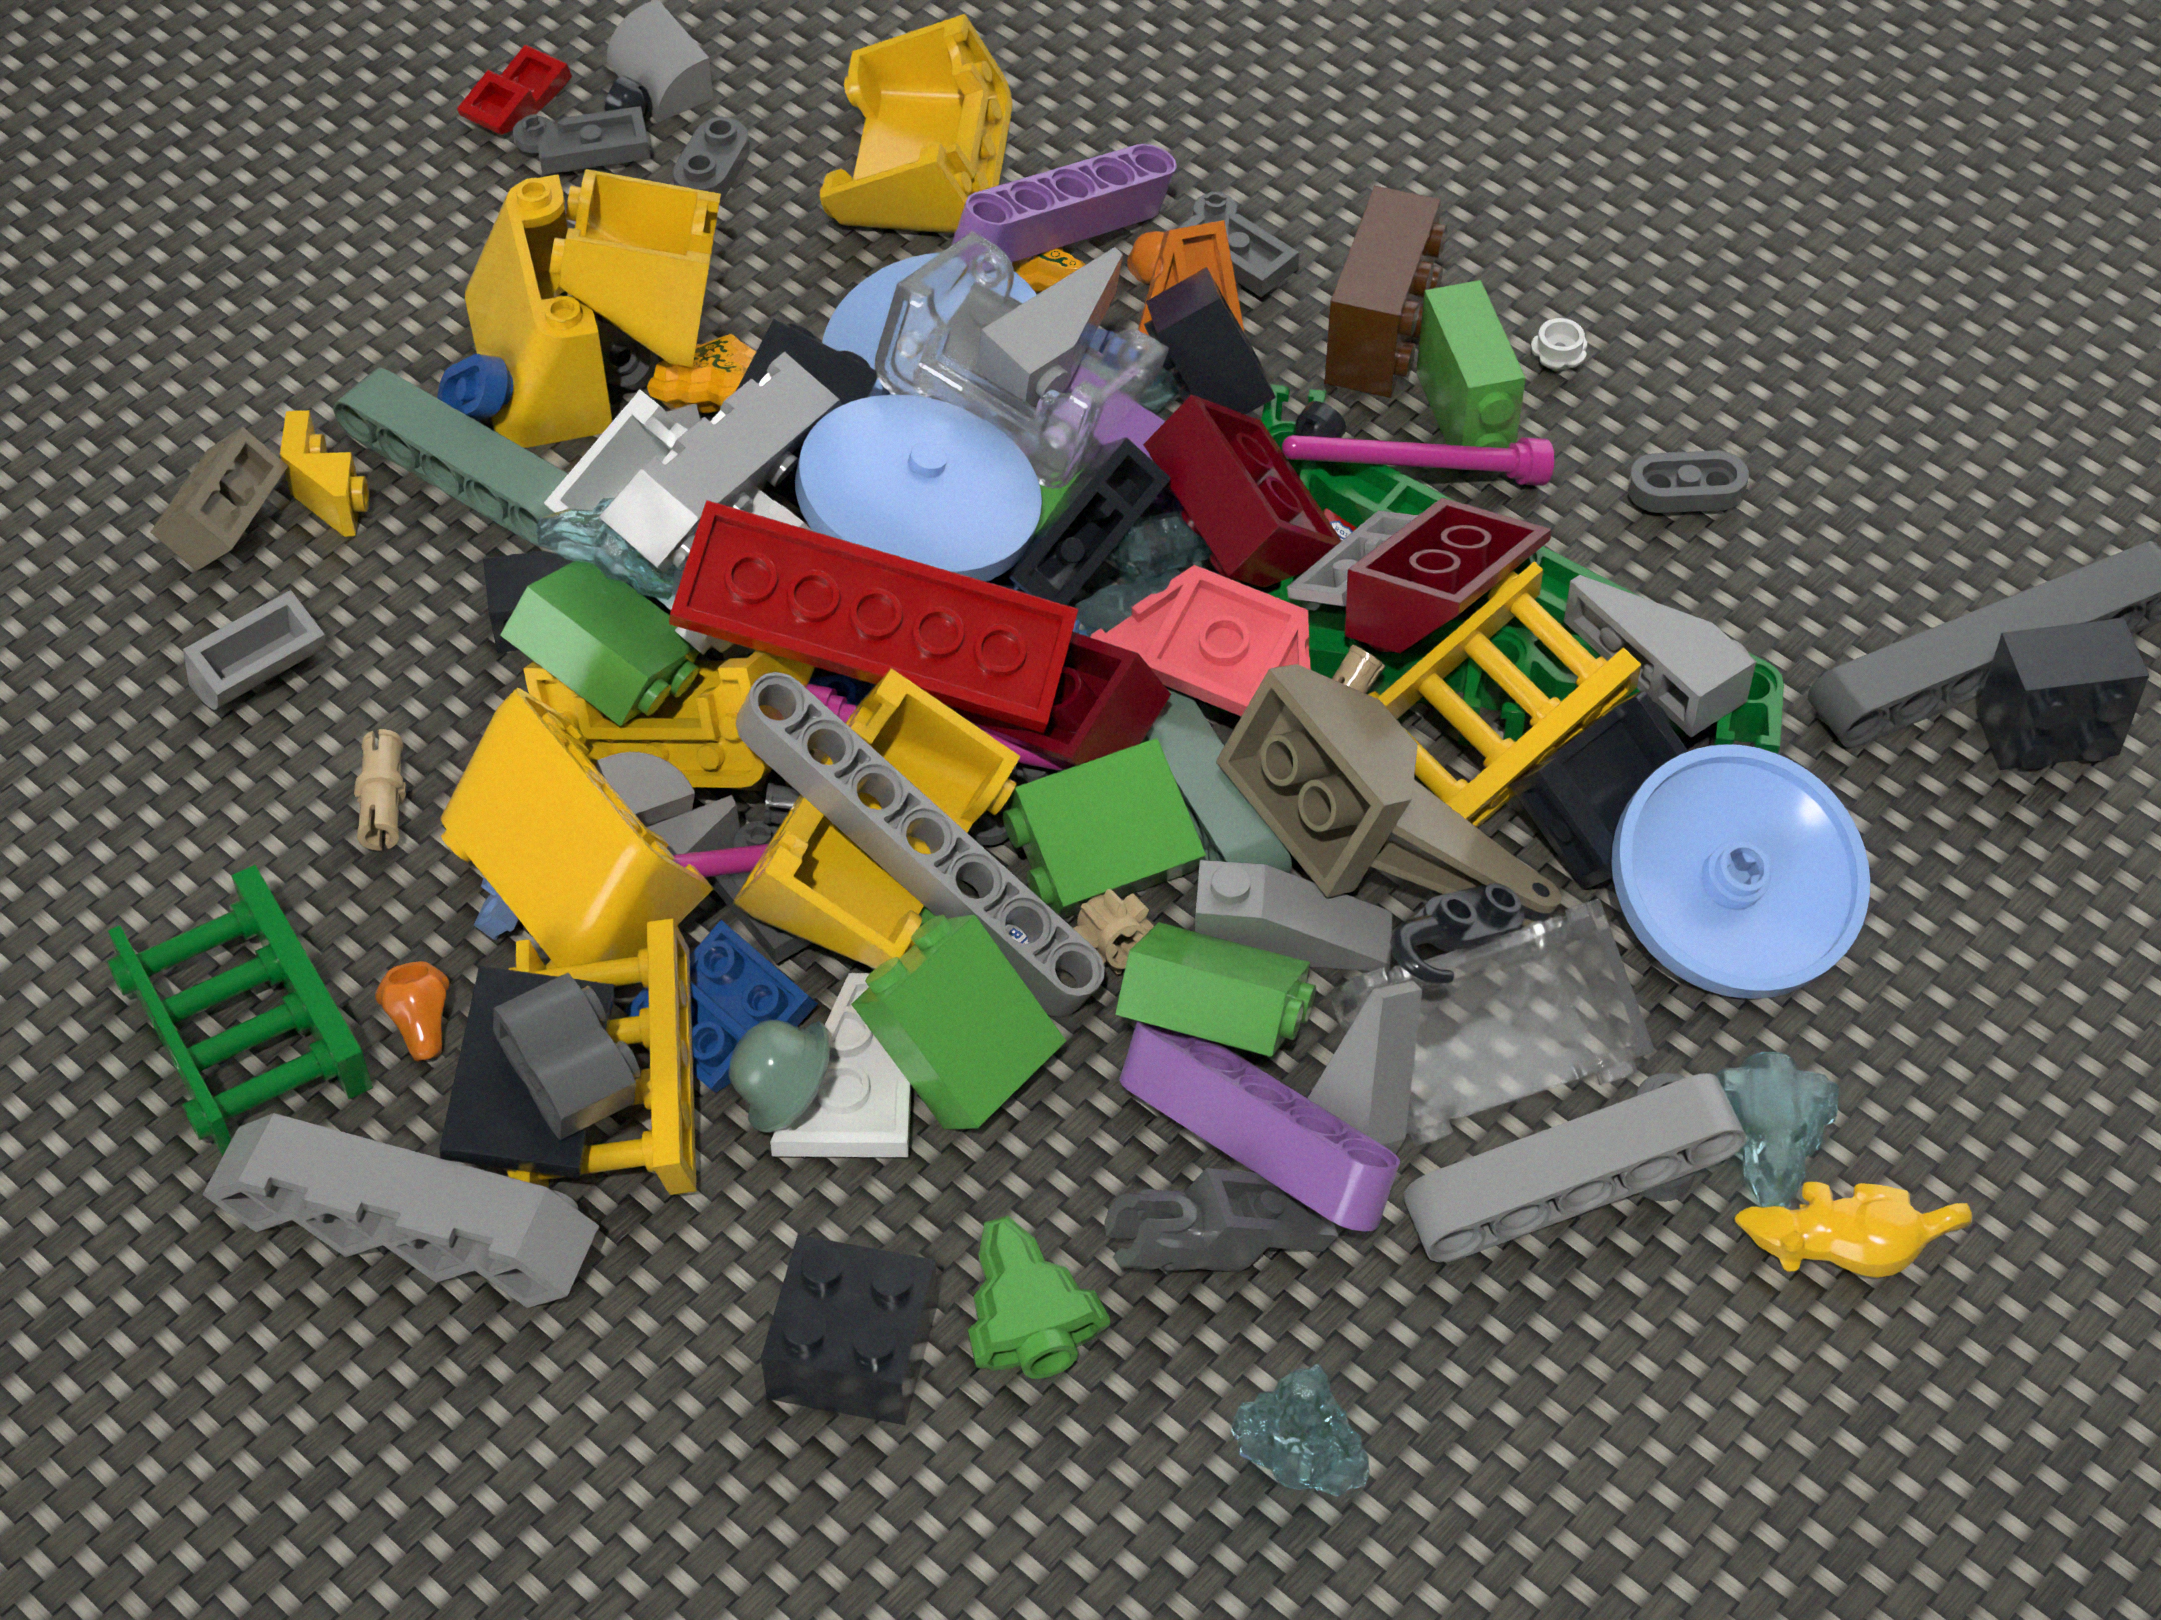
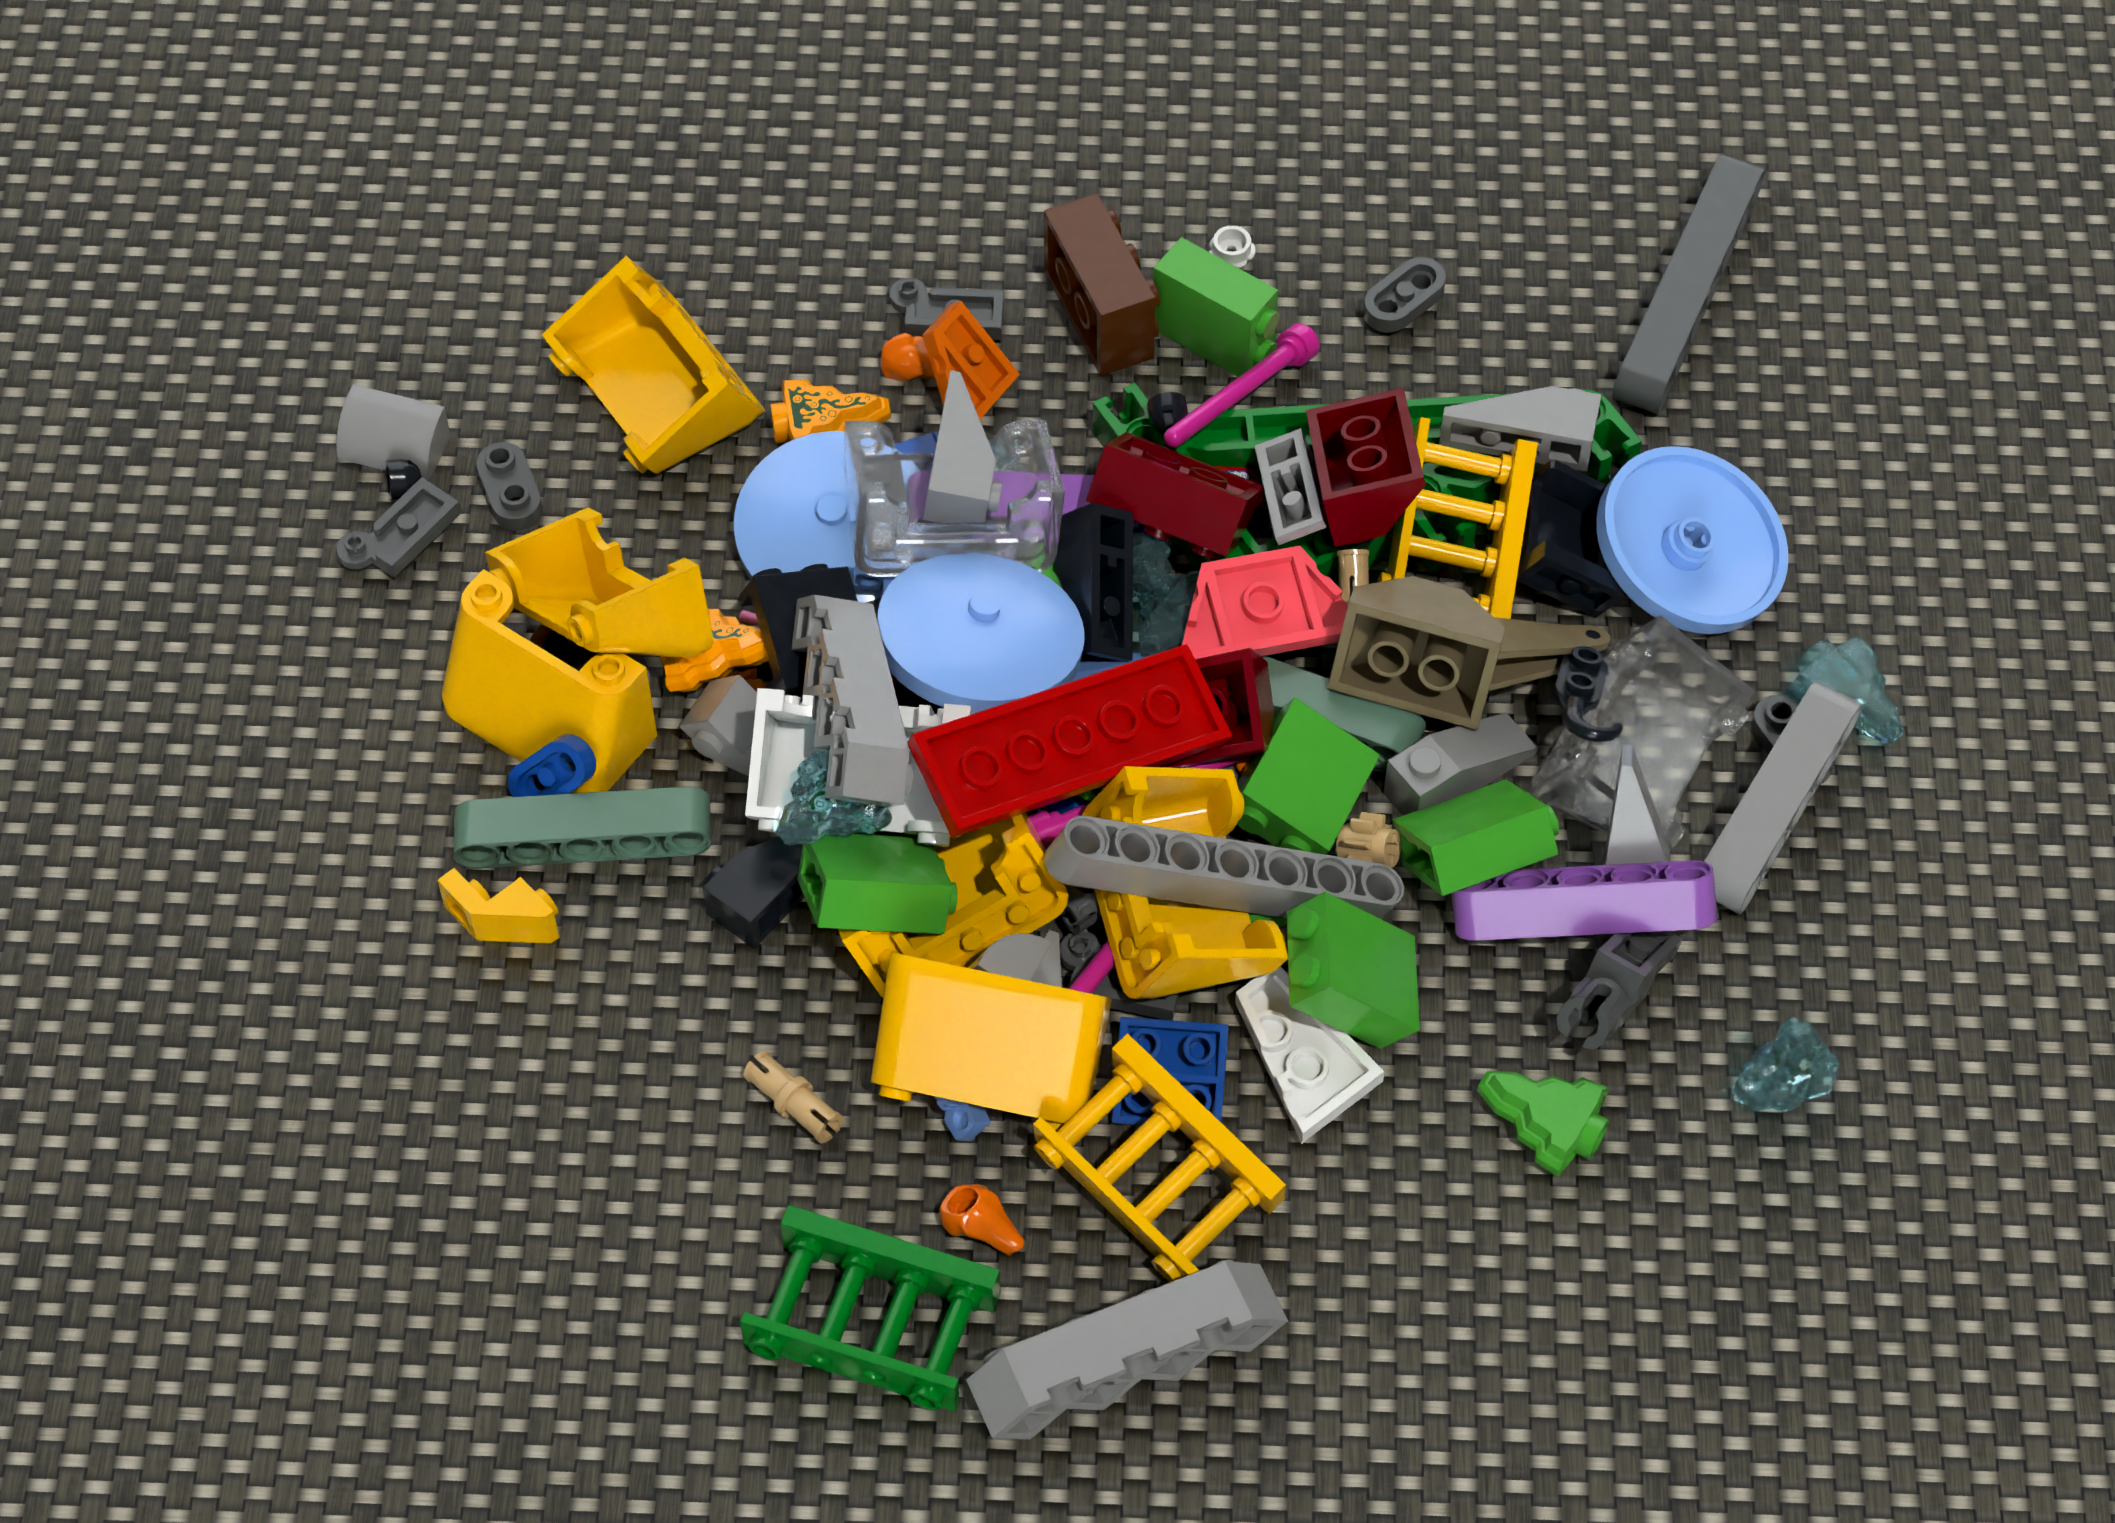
camera: 40 degrees left, 5 degrees up
(219, 499) = (456, 977): dark tan brick -> none
(252, 650) = (607, 1068): light grey brick -> none
(490, 1106) = (1133, 1199): black tile -> none
(519, 91) = (302, 525): red slope -> none
(566, 1055) = (1165, 1168): dark grey brick -> none
(779, 1071) = (1275, 1084): sand green hat -> none
(850, 1329) = (1472, 1209): black brick -> none
(1070, 201) = (828, 360): medium lavender beam -> none
(1207, 345) = (1036, 388): black brick -> none
(1867, 1234) = (1958, 721): yellow animal -> none
(2061, 694) = (1766, 295): black brick -> none

